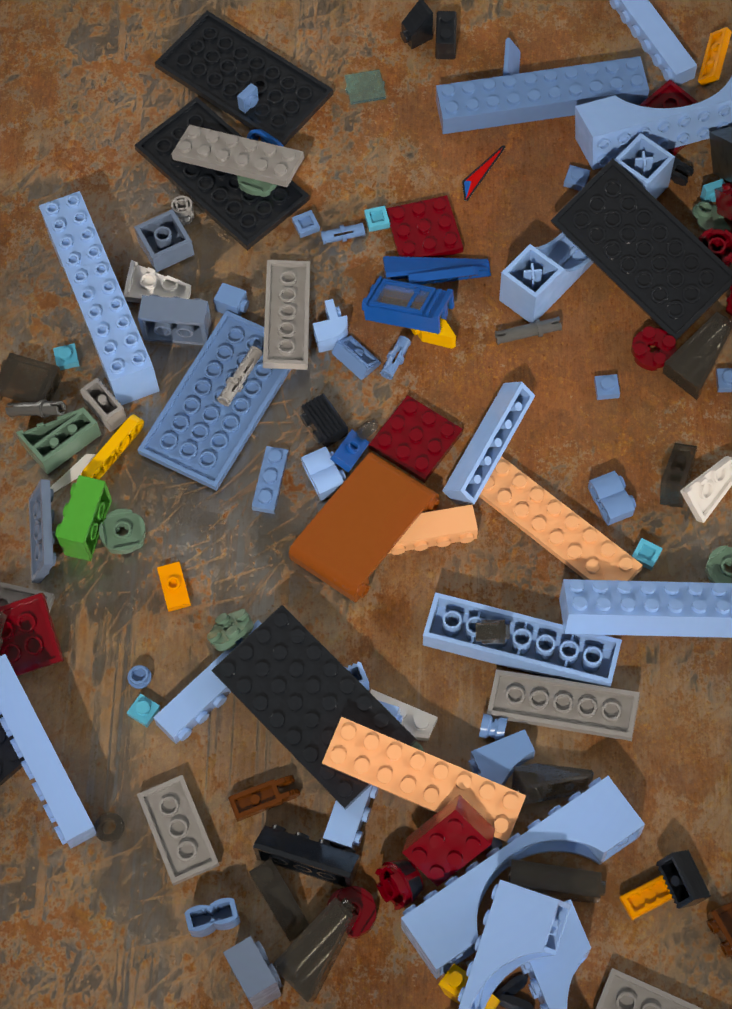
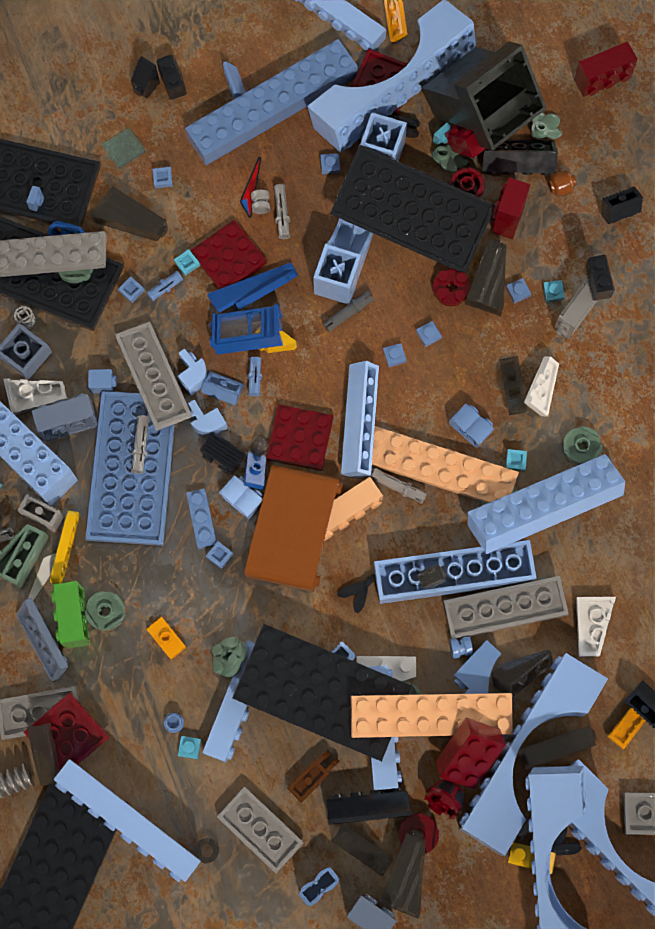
camera: 25 degrees left, 10 degrees up
(271, 523) = (219, 555): none -> medium blue plate
(319, 383) = (207, 423): none -> light blue brick
(337, 151) = (127, 215): none -> clear smoke slope
(391, 128) = (162, 177): none -> medium blue plate
(408, 621) = (360, 589): none -> black piece
(483, 189) = (260, 201): none -> light grey wheel
(499, 212) = (283, 229): none -> light grey pin
(508, 537) = (403, 488): none -> light grey pin
(559, 394) = (394, 355): none -> medium blue plate
(657, 764) = (592, 623): none -> white wing

